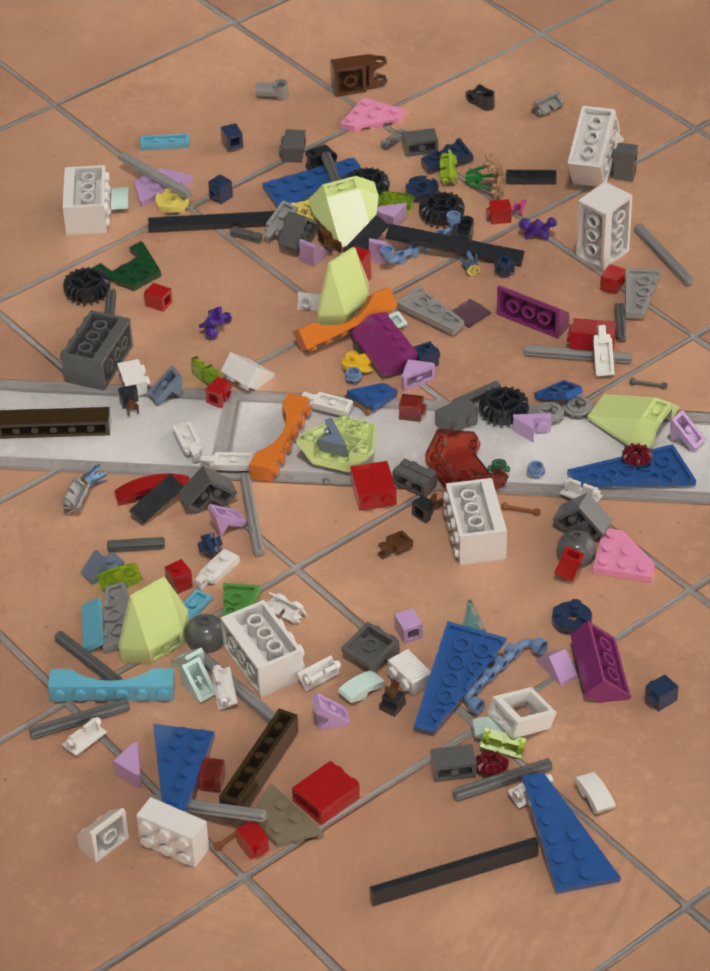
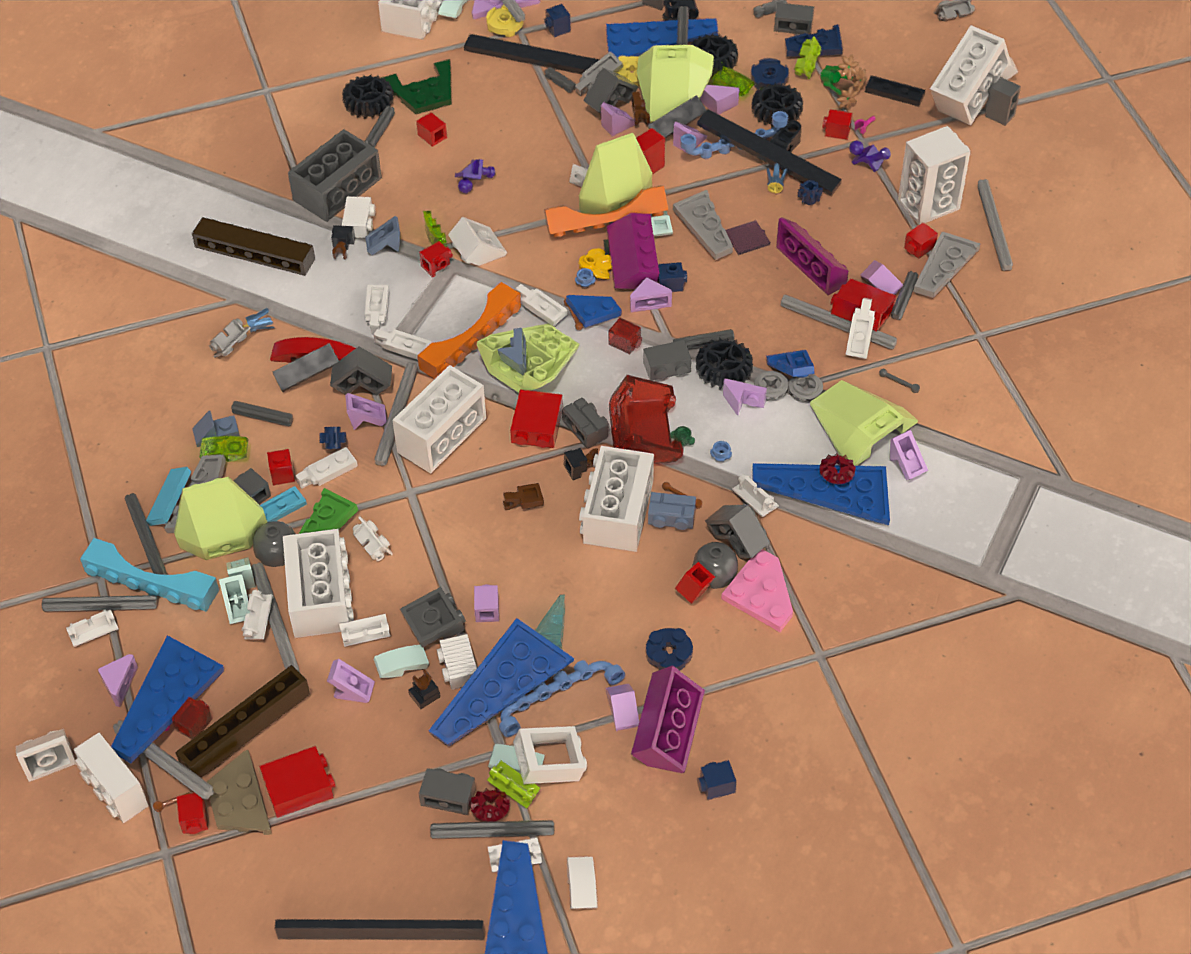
camera: 20 degrees right, 10 degrees up
(298, 503) = (439, 419): none -> white brick
(522, 520) = (671, 510): none -> sand blue brick
(595, 311) = (881, 278): none -> lavender slope

